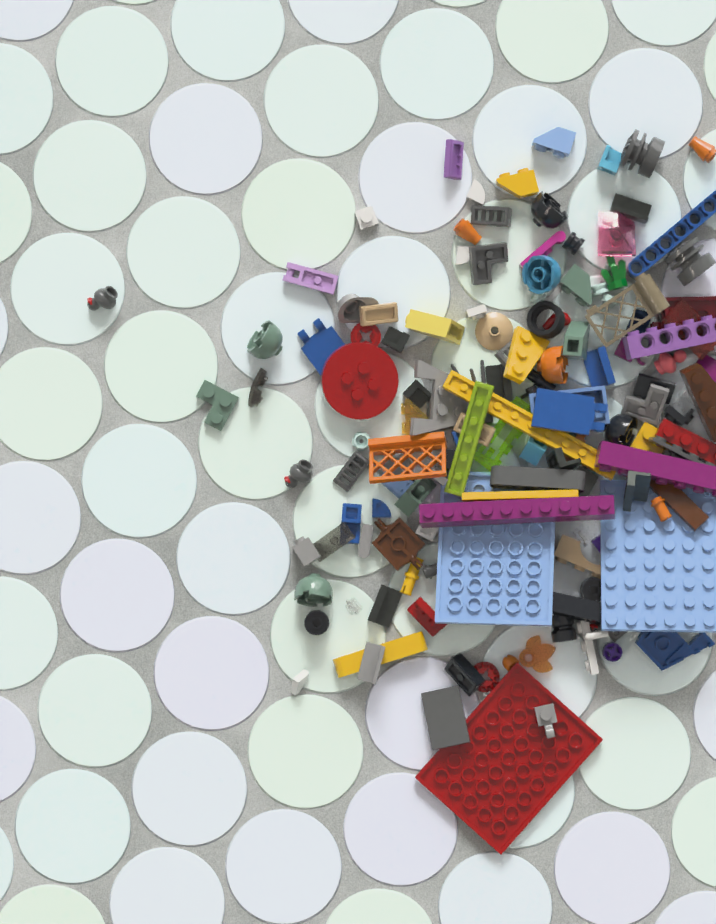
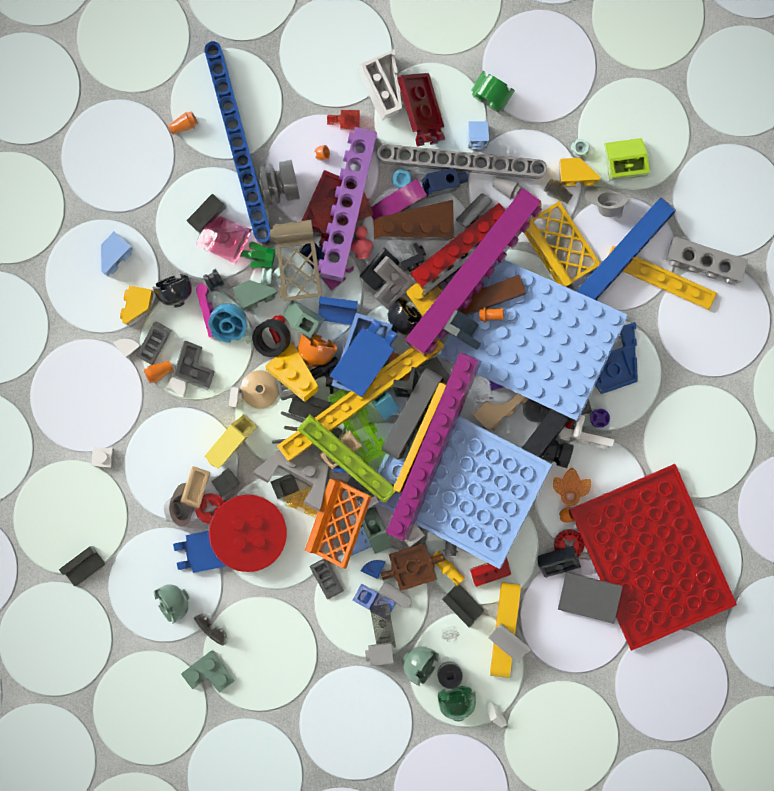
camera: 65 degrees left, 0 degrees up
(103, 297) = (62, 732): dark grey animal -> none
(260, 246) = (82, 566): none -> pearl dark grey panel
(294, 641) = (457, 703): none -> clear green cylinder
(299, 472) = (306, 626): dark grey animal -> none
(311, 278) = (134, 533): lavender plate -> none
(356, 441) = (298, 557): light aqua plate -> none
(453, 159) = (86, 353): medium lavender plate -> none
(546, 716) = (631, 506): light grey plate -> none
(609, 161) = (154, 212): medium azure panel -> none
(642, 153) = (161, 180): dark grey wheel -> none

